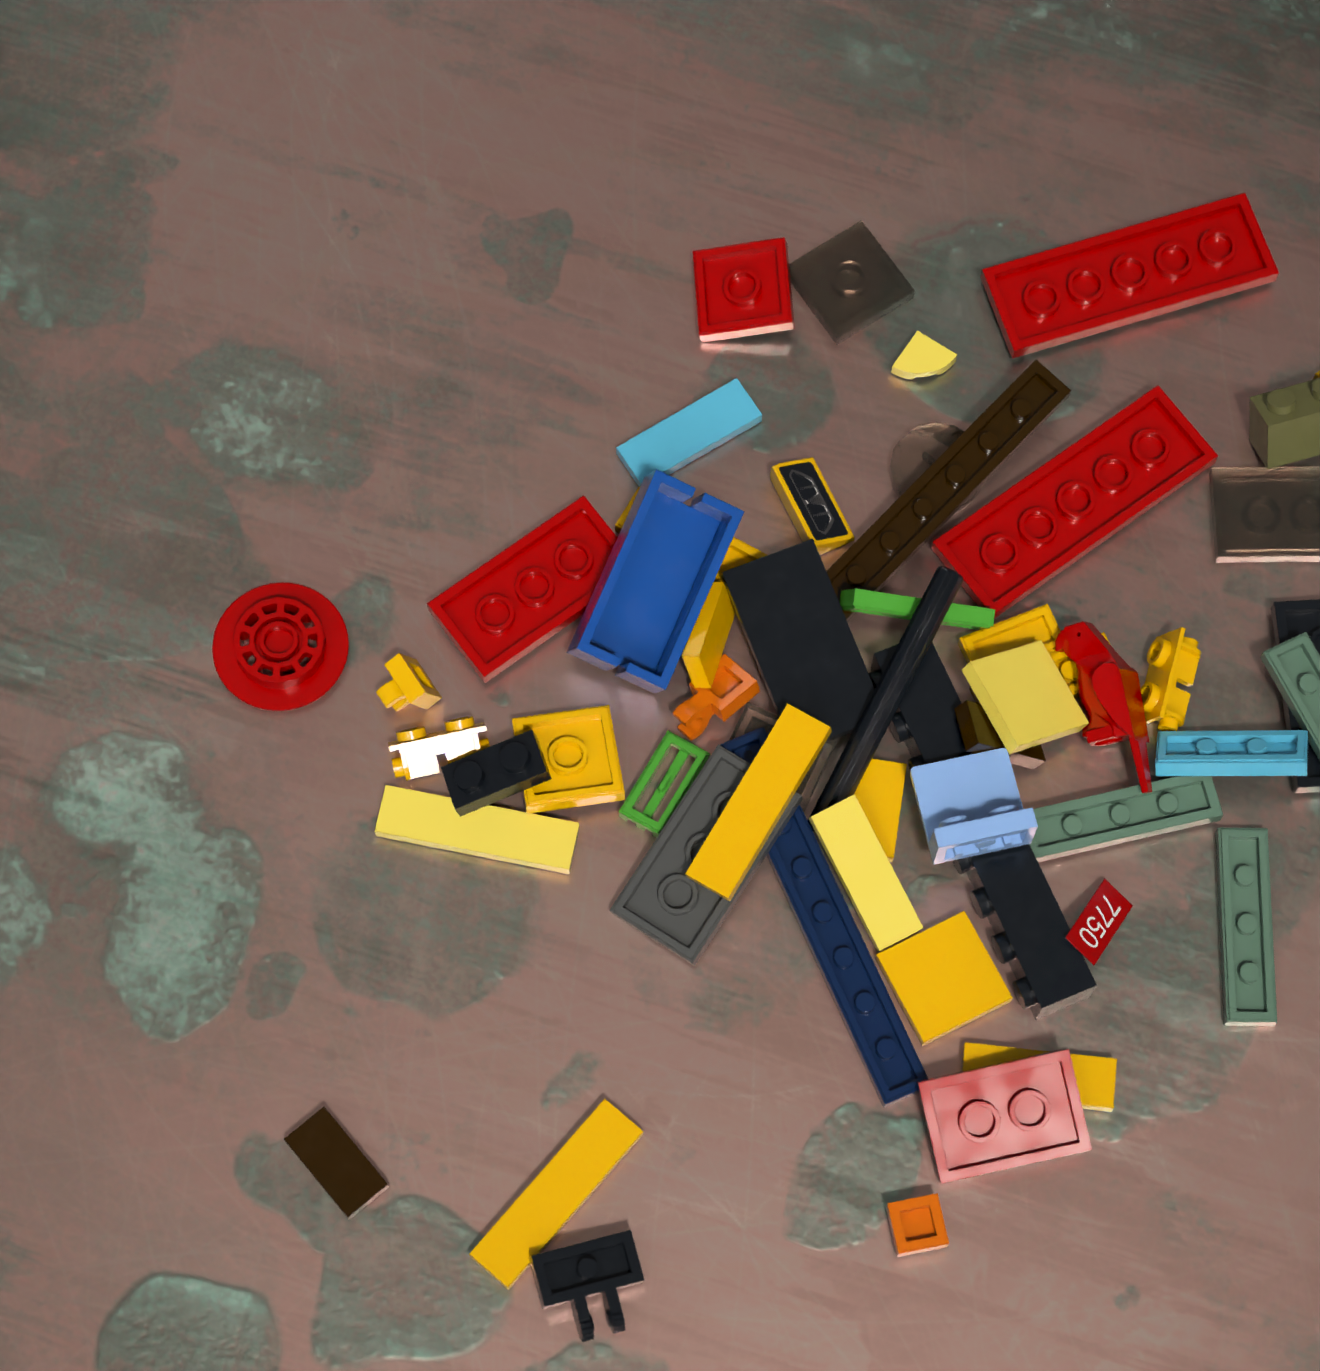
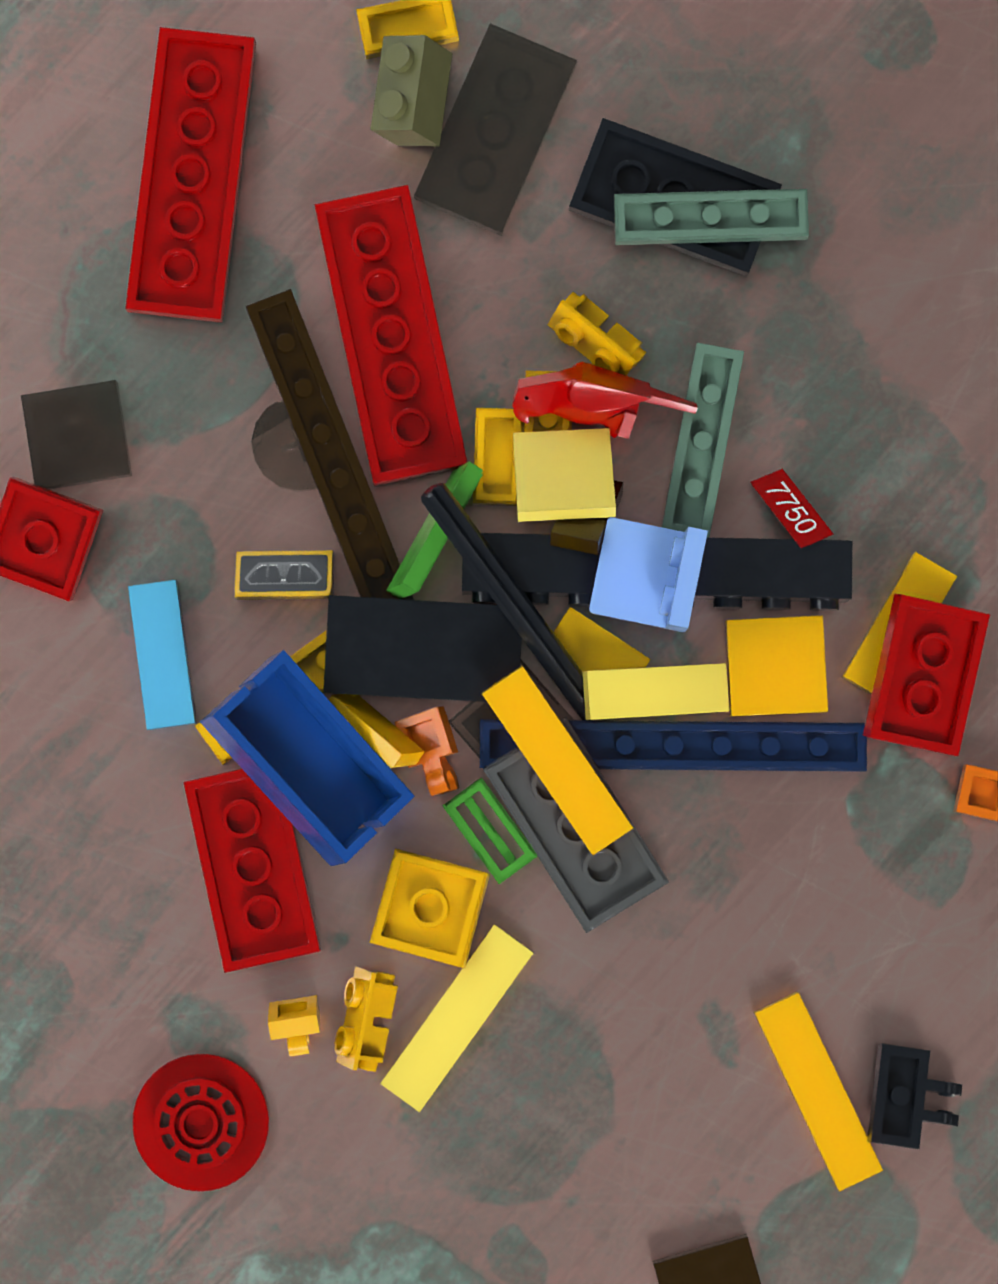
camera: 65 degrees left, 15 degrees up
(496, 773) = (418, 981): black plate -> none
(923, 358) = (185, 404): light yellow tile -> none
(1232, 753) = (694, 316): medium azure tile -> none
(1245, 927) = (846, 380): sand green tile -> none

